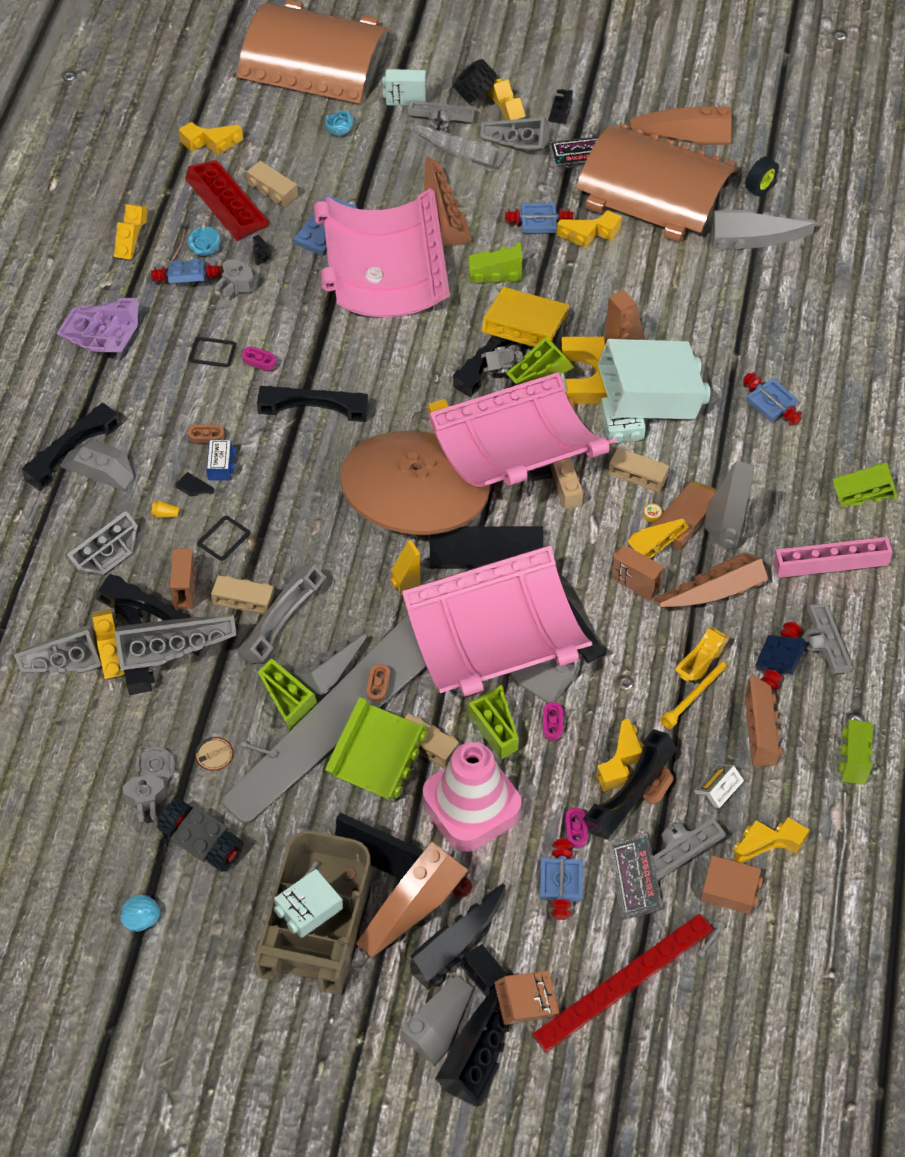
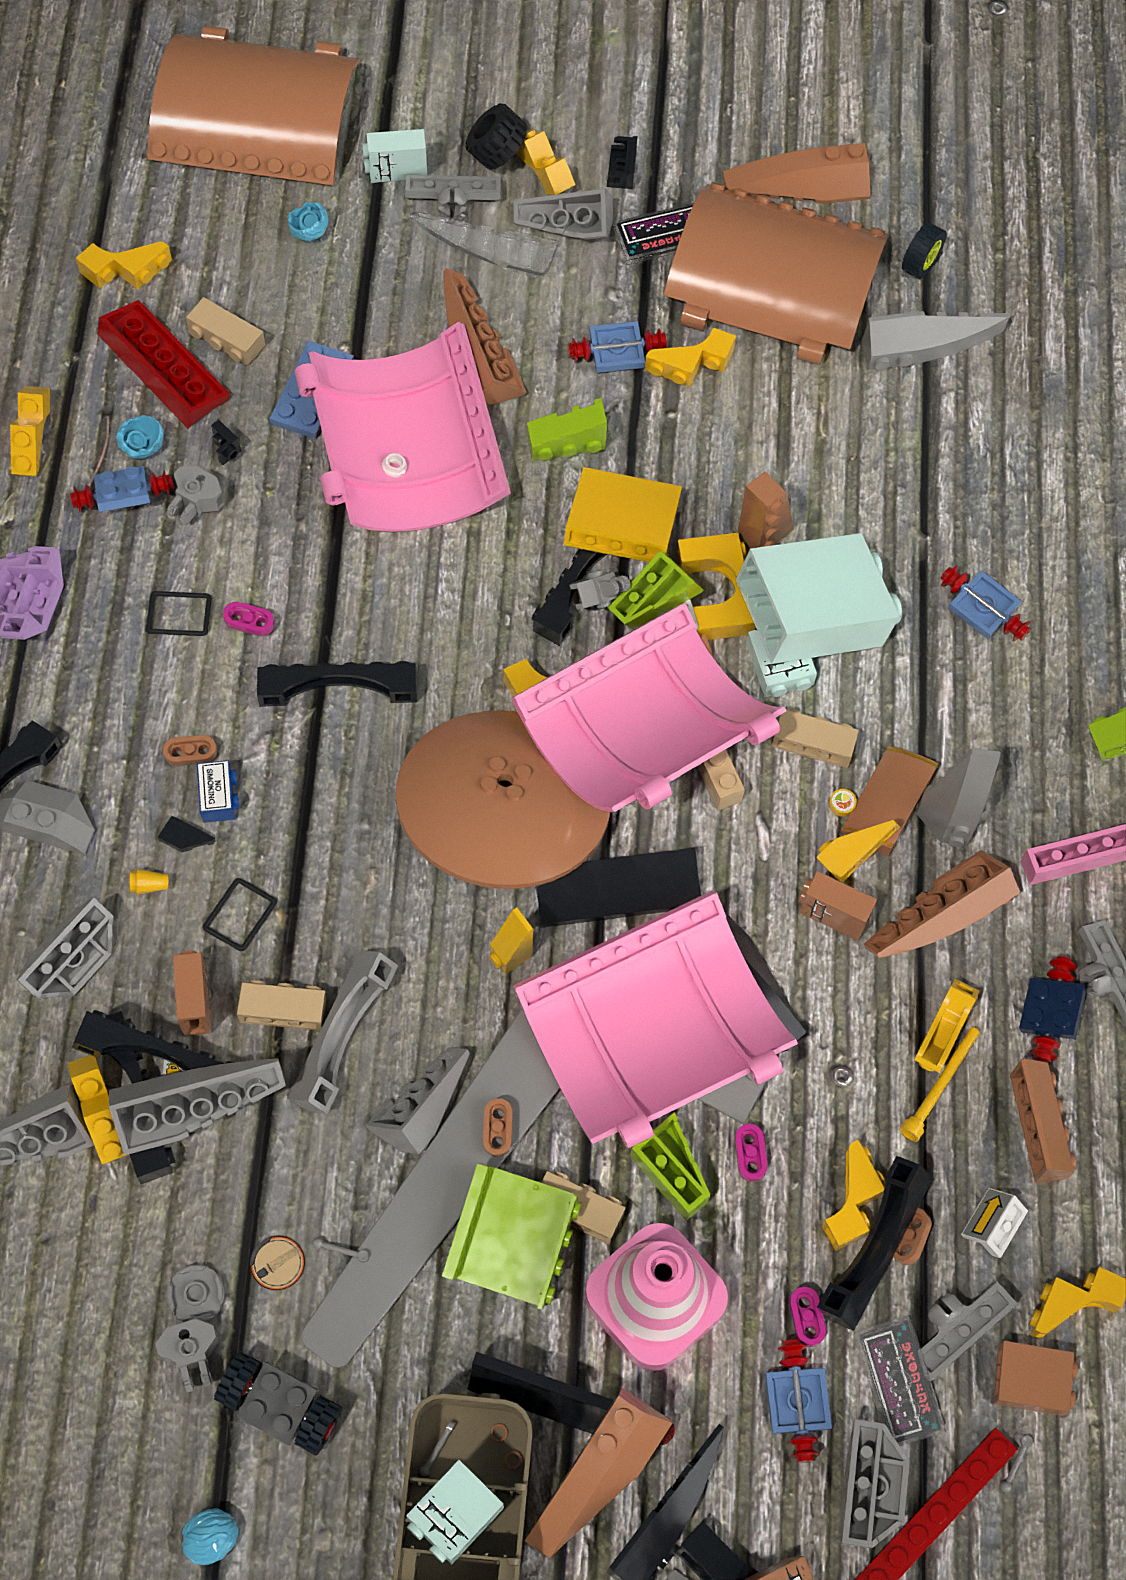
camera: 10 degrees left, 10 degrees up
(287, 693) = (368, 1159): lime wedge -> none
(605, 934) = (873, 1485): none -> light grey wedge

